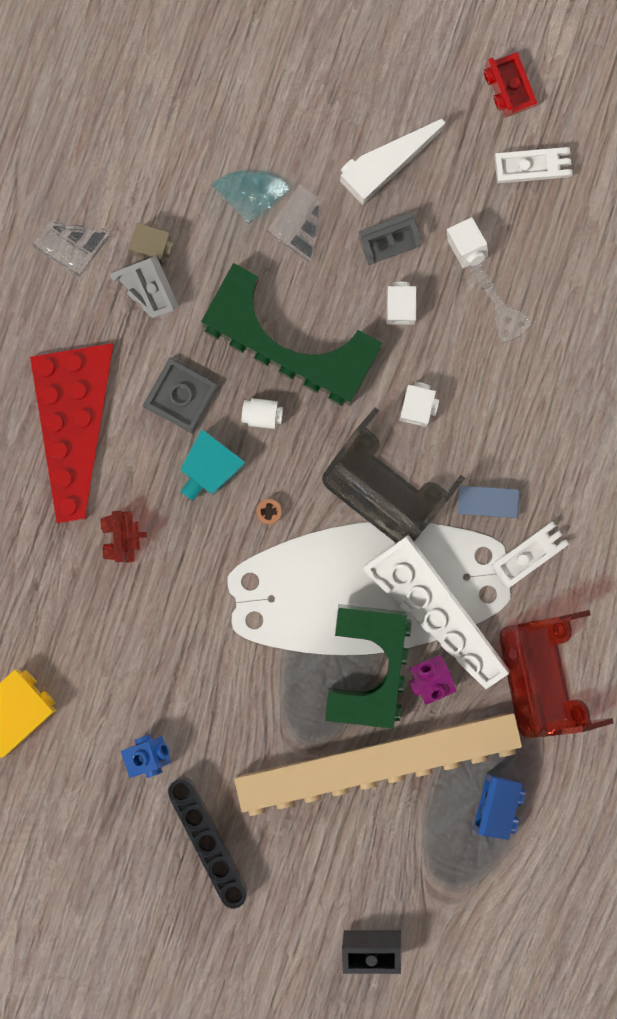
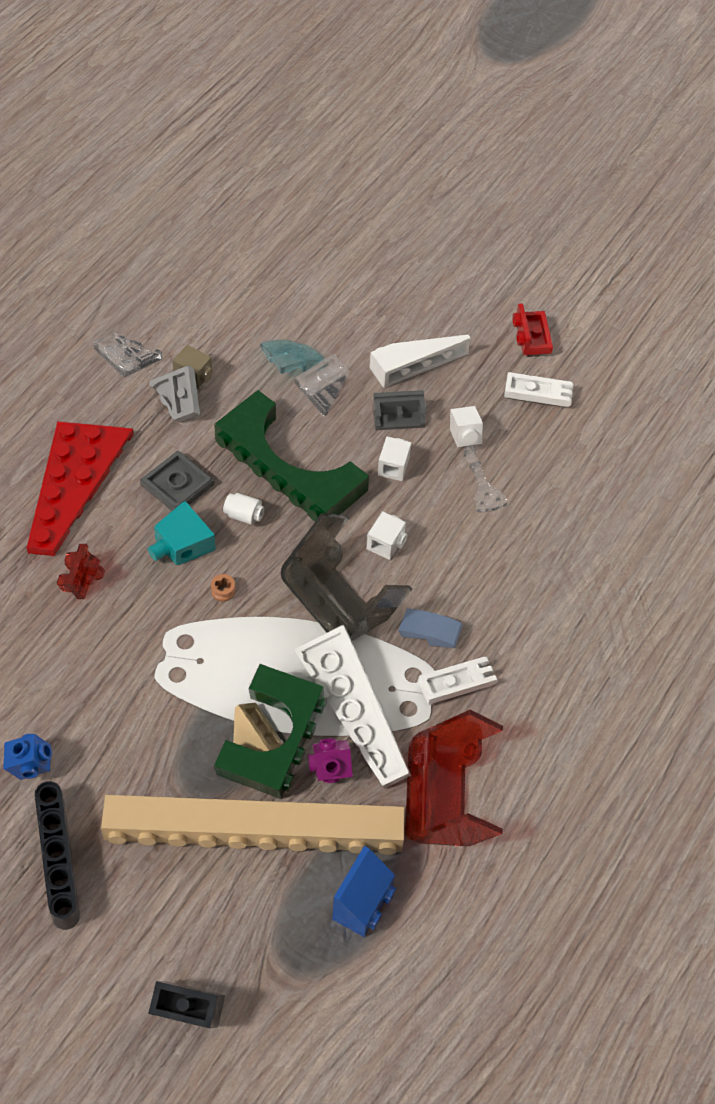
camera: 15 degrees right, 30 degrees down
(350, 665) = (254, 729): none -> tan slope

